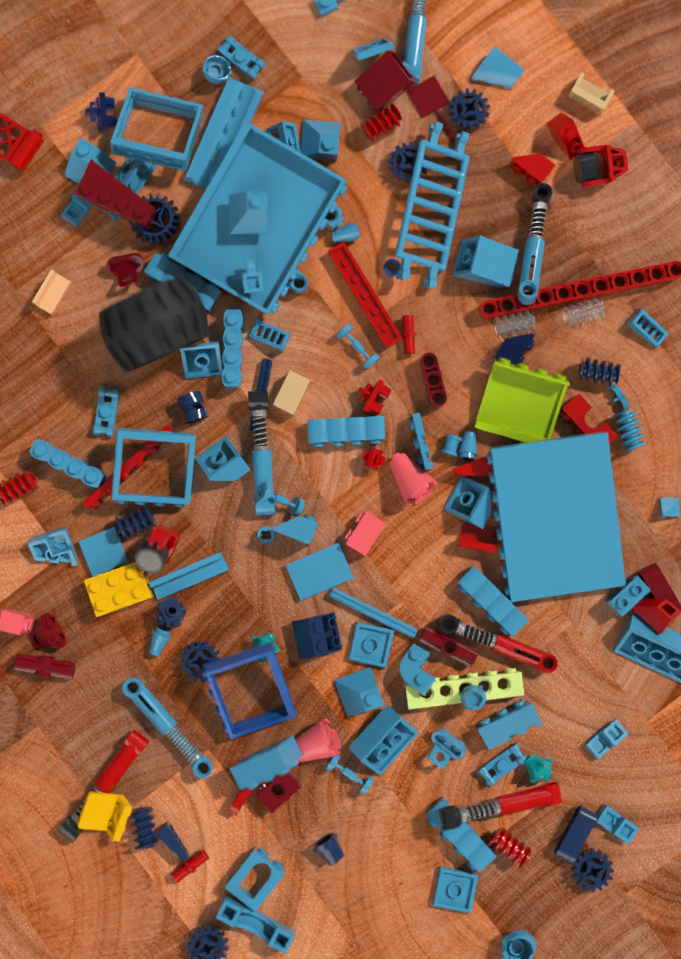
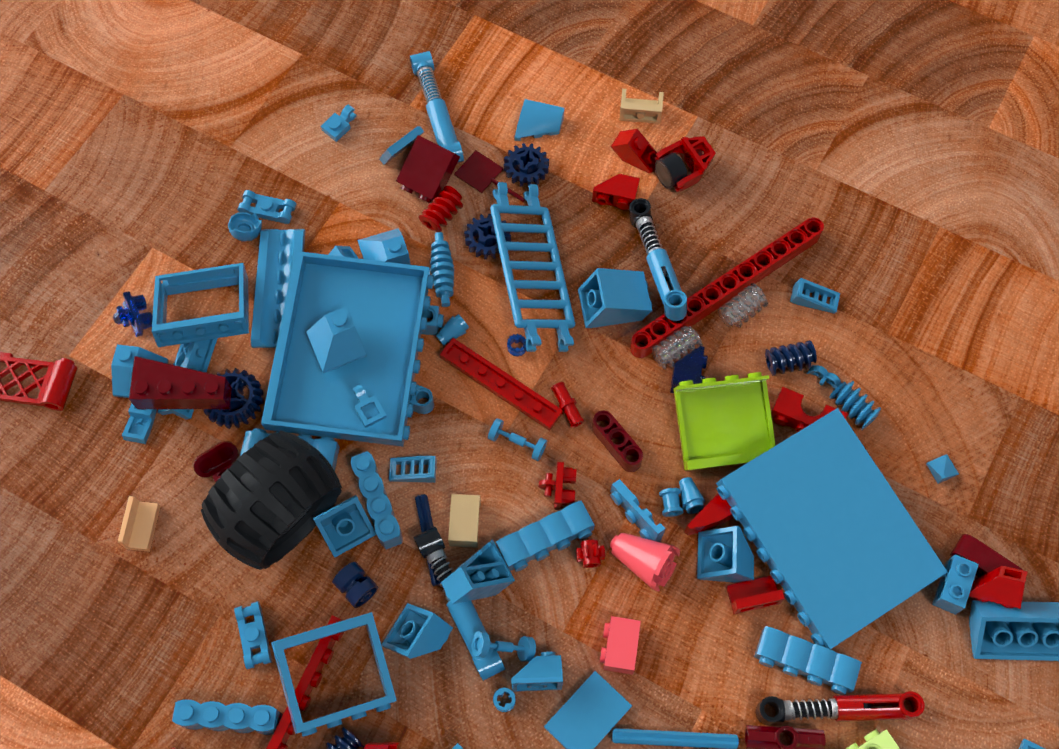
camera: 20 degrees left, 20 degrees down
(283, 440) = (479, 576): none -> dark azure wedge
(360, 176) = (442, 269): none -> dark azure piece

